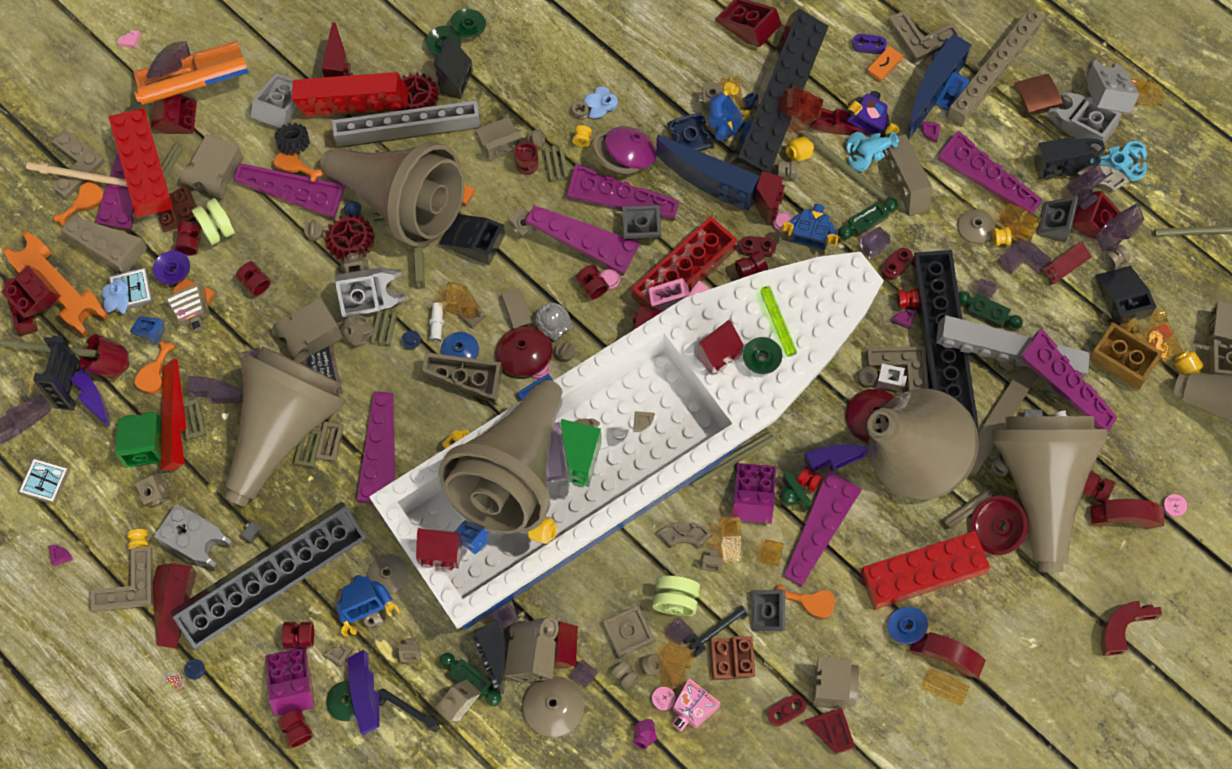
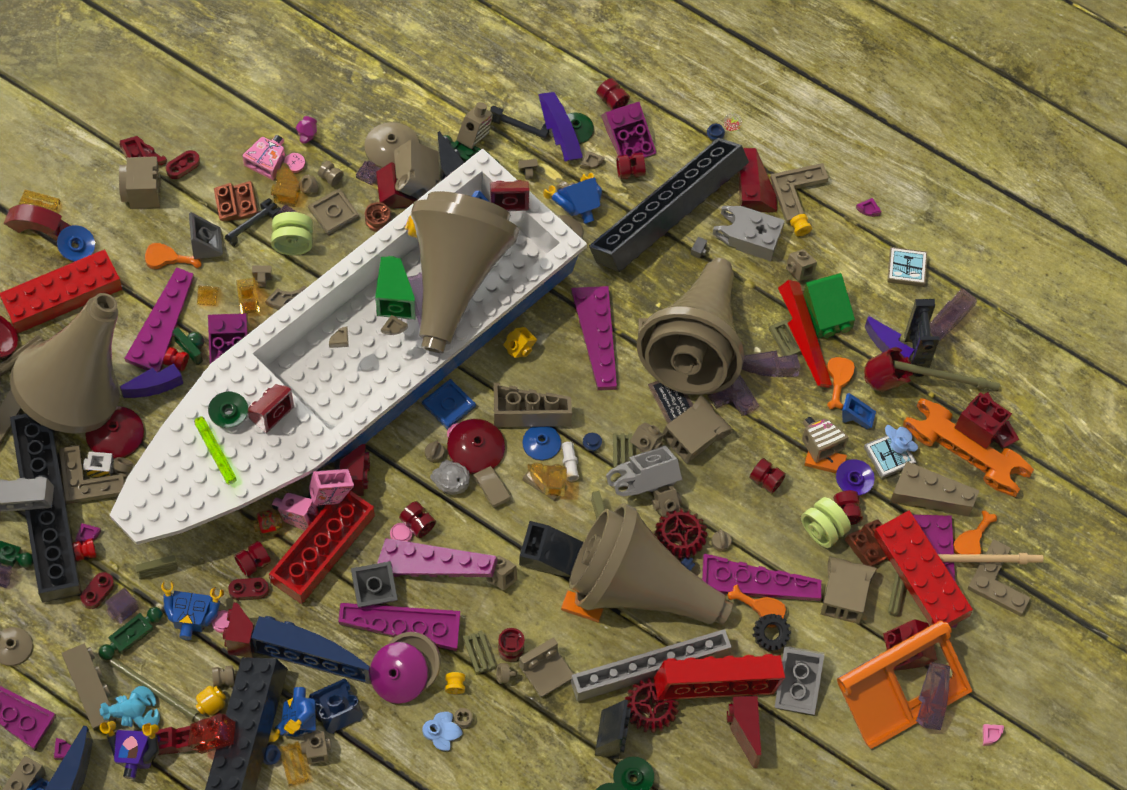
camera: 165 degrees right, 5 degrees down
(576, 608) = (377, 209): none -> copper wheel

